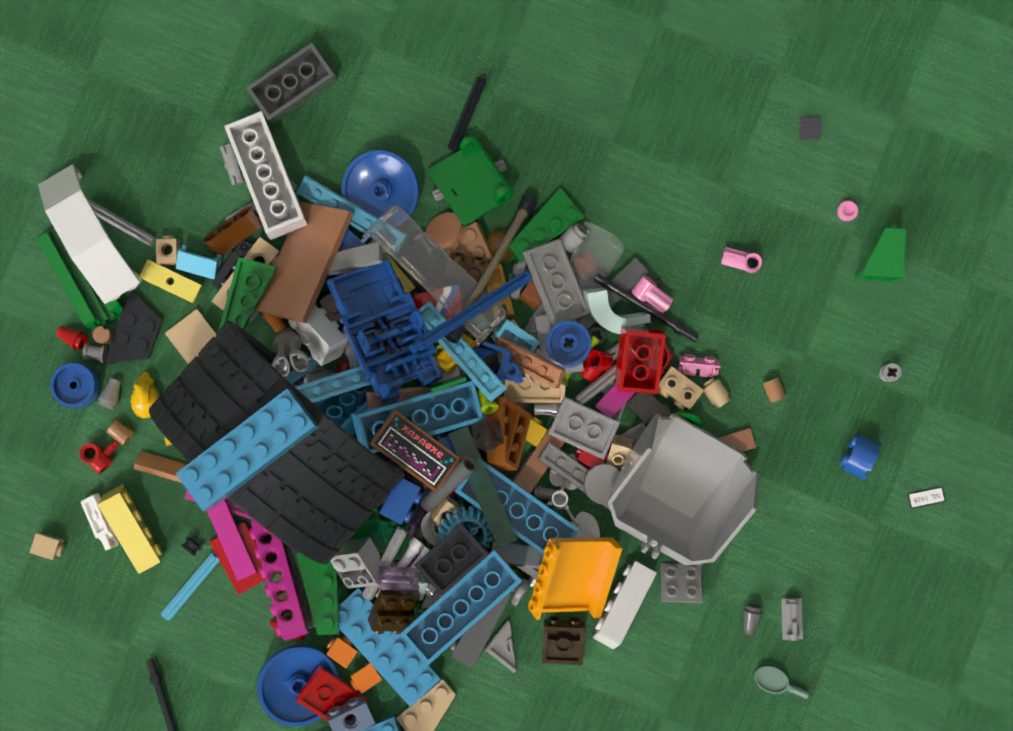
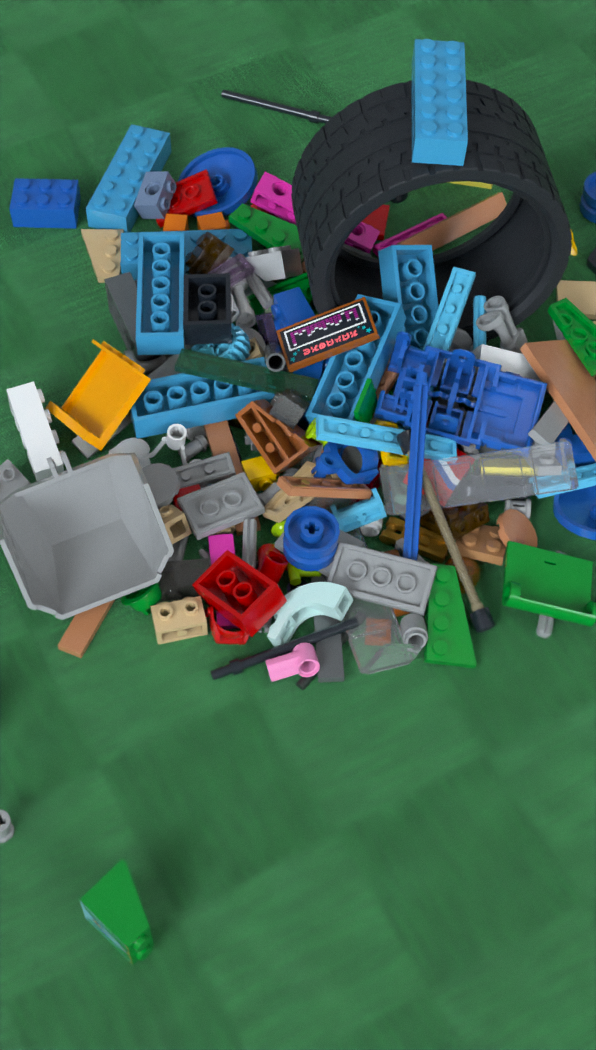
camera: 130 degrees right, 30 degrees down
(110, 394) = (577, 218): light grey cone -> none
(231, 541) = (394, 220): dark pink tile -> none
(502, 647) = (96, 330): light grey tile -> none
(563, 641) = (56, 372): dark brown plate -> none
(708, 365) = (189, 653): bright pink hinge -> none
(716, 392) = (143, 648): tan brick -> none
(738, 259) = (252, 773): bright pink piece -> none
(774, 390) = (93, 703): medium nougat piece -> none
(810, 128) = (332, 966): clear purple tile -> none
(847, 210) = (205, 931): bright pink tile -> none

